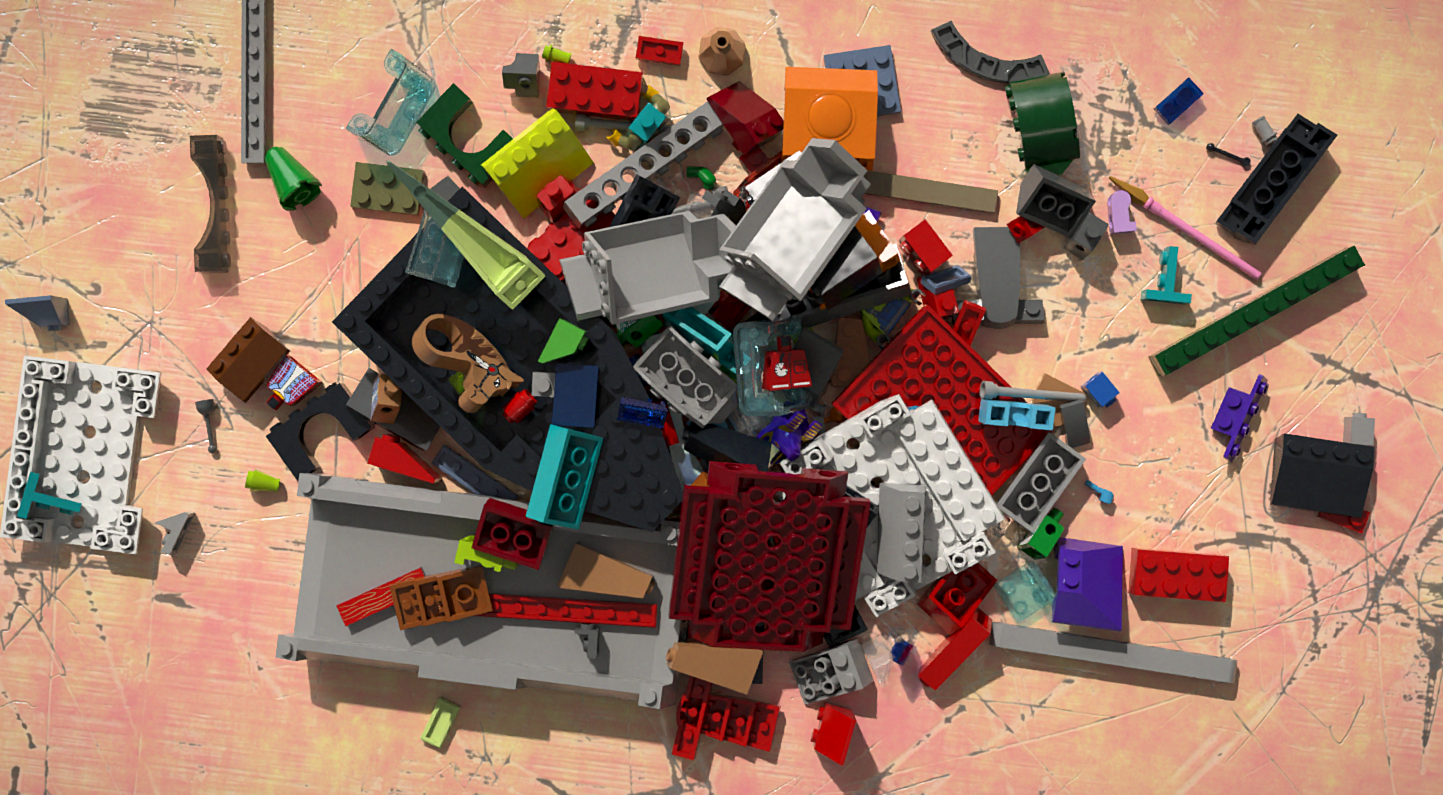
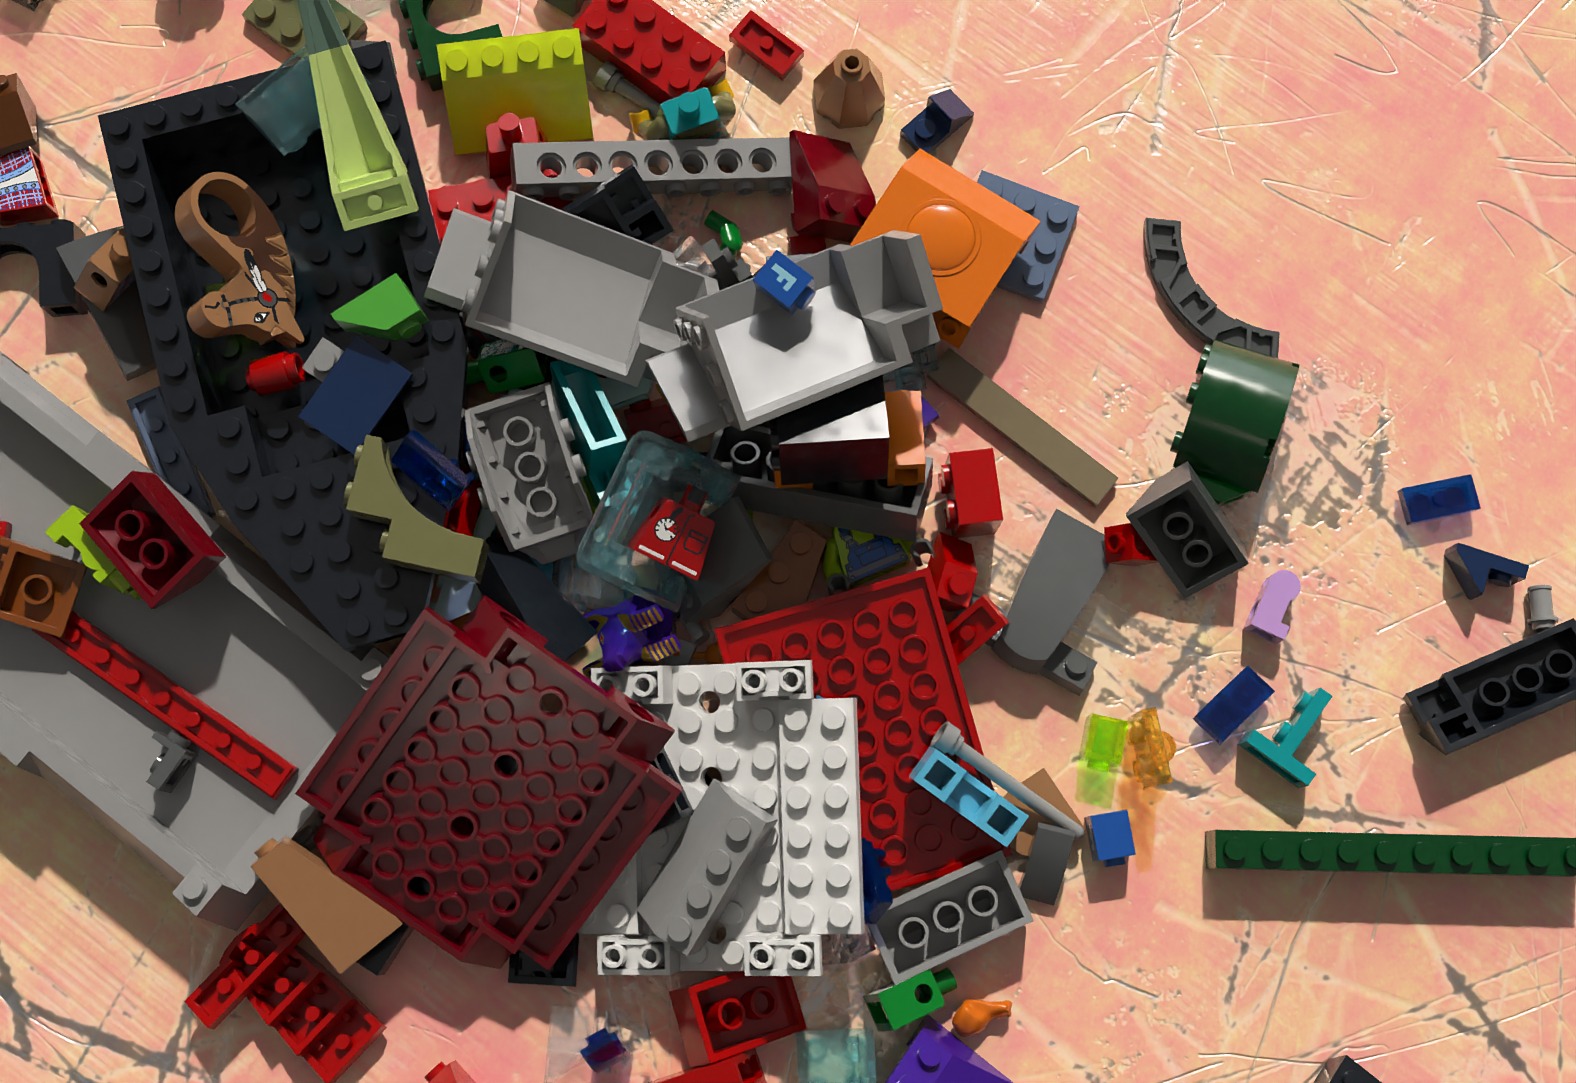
camera: 25 degrees right, 10 degrees down
(400, 458) = (86, 365): red slope -> none
(564, 477) = (266, 497): teal slope -> none
(601, 573) = (246, 675): medium nougat slope -> none
(656, 454) = (412, 537): none -> olive arch
(772, 202) = (785, 283): none -> blue brick
(781, 40) = (937, 122): none -> dark blue slope
(831, 671) = (489, 1020): light grey slope -> none
(946, 279) = (976, 554): sand blue tile -> none
(997, 491) = (875, 888): none -> clear blue plate
(1069, 341) = (1103, 742): none -> clear neon green brick
(1081, 523) = (975, 1015): none -> orange animal
(1086, 236) = (1208, 606): dark grey torso -> none
(1099, 333) = (1152, 749): none -> clear yellow plate
(1106, 495) = (1034, 997): dark azure hand -> none
(1128, 280) = (1233, 705): none -> clear blue slope
(1139, 197) = (1313, 599): bright pink piece -> none
(1217, 128) = (1474, 565): none -> dark blue slope
(1236, 414) = (1289, 989): dark purple bracket -> none
(1244, 161) = (1489, 636): black hinge -> none

